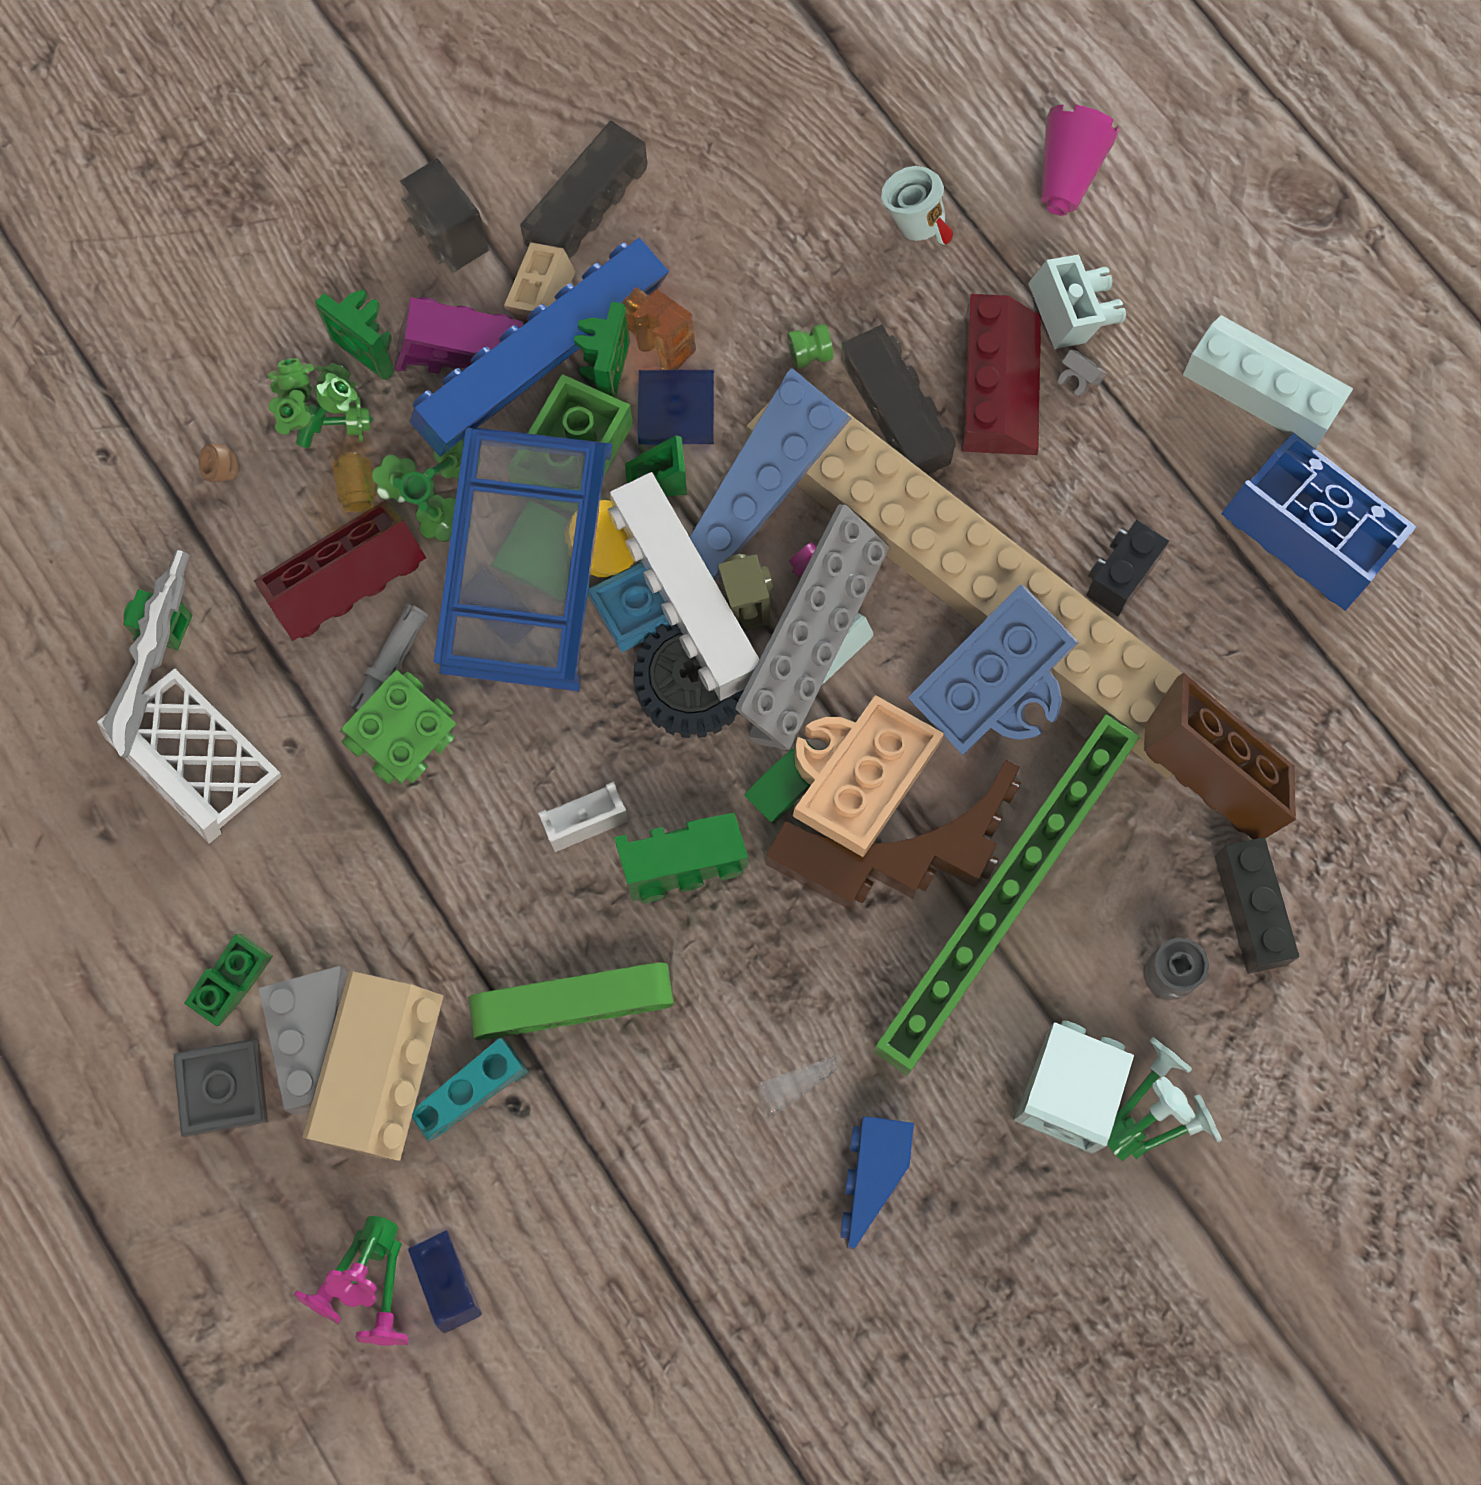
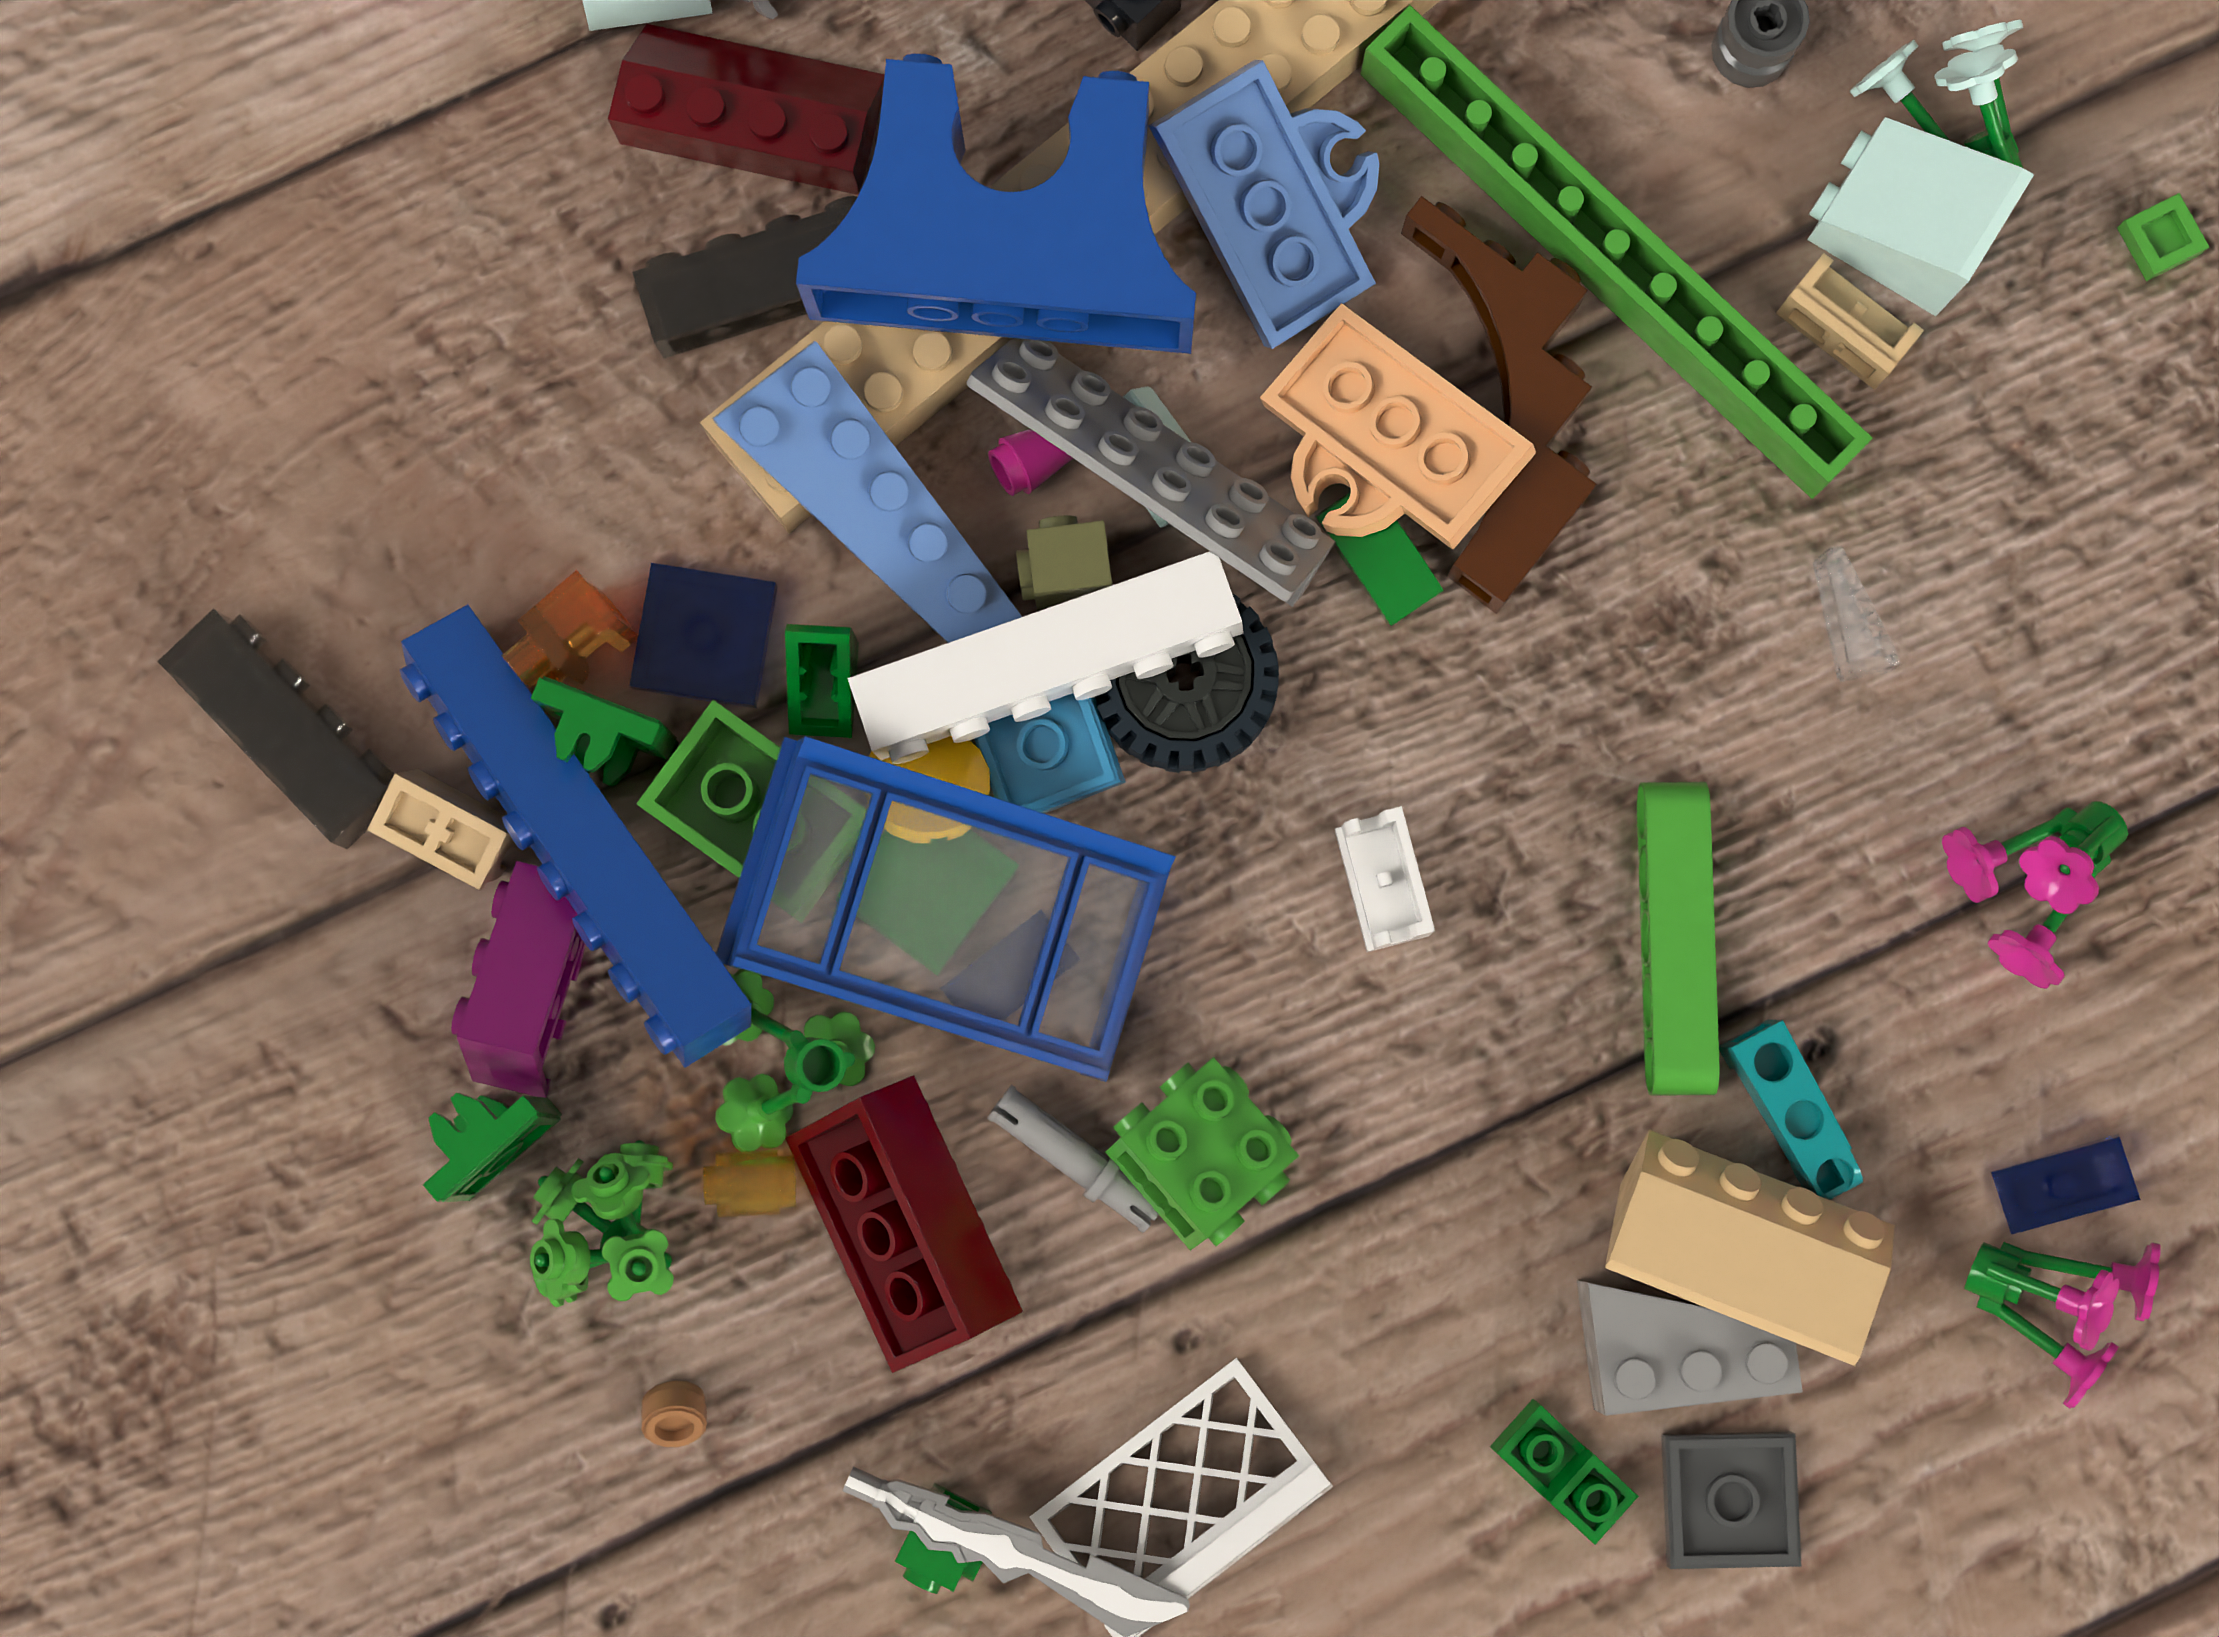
camera: 80 degrees left, 10 degrees up
(443, 216) = (289, 970): clear smoke brick -> none
(672, 1261) = (2056, 872): none -> dark pink plant
(682, 857) = (1480, 733): green wedge -> none
(807, 346) = (639, 398): bright green wheel -> none
(881, 1162) = (1992, 516): blue slope -> none
(916, 204) = (417, 176): light aqua hat -> none
(925, 541) = (1027, 264): none -> blue piece
(997, 1058) = (1847, 323): none -> tan hinge
(1097, 1267) = (2163, 237): none -> bright green tile

